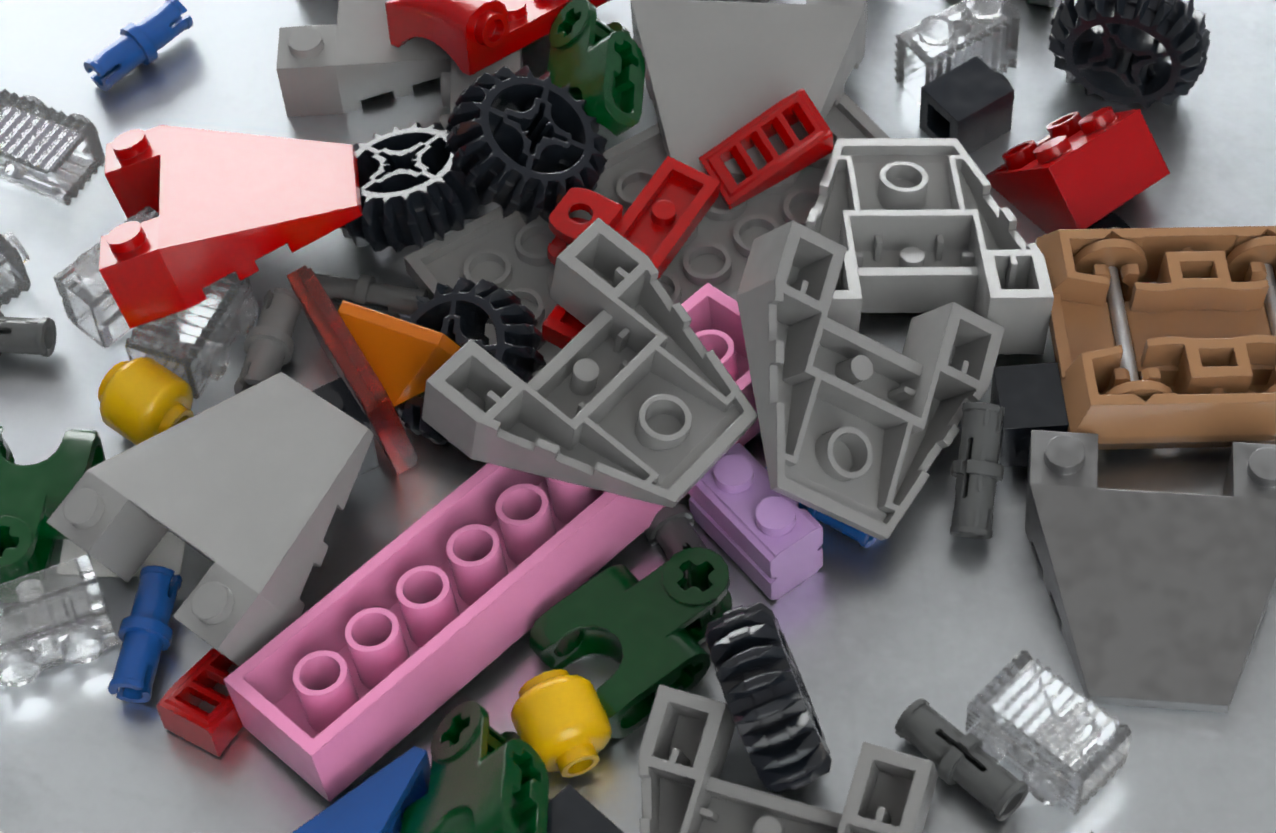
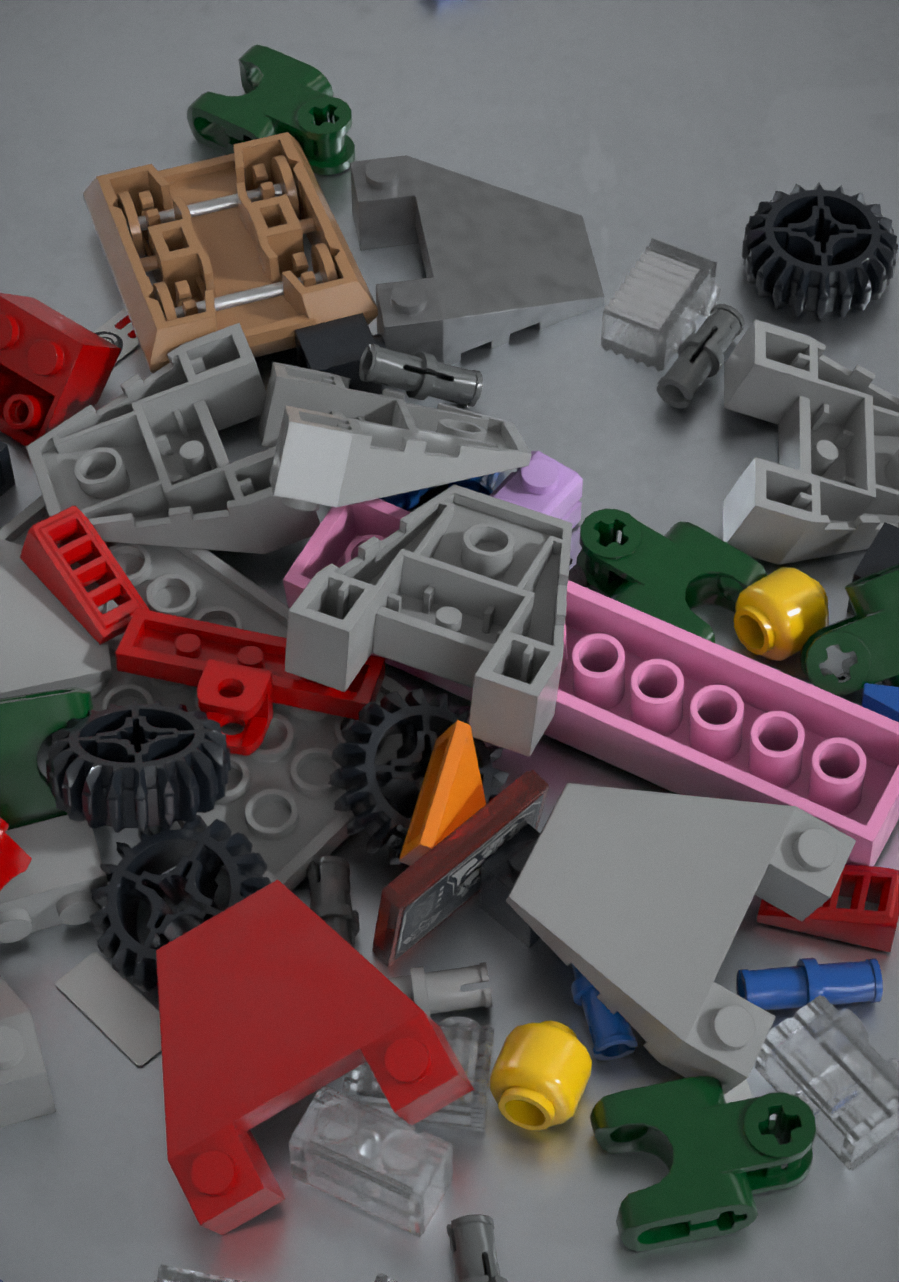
camera: 110 degrees left, 0 degrees up
(767, 698) = (720, 437): black gear -> none

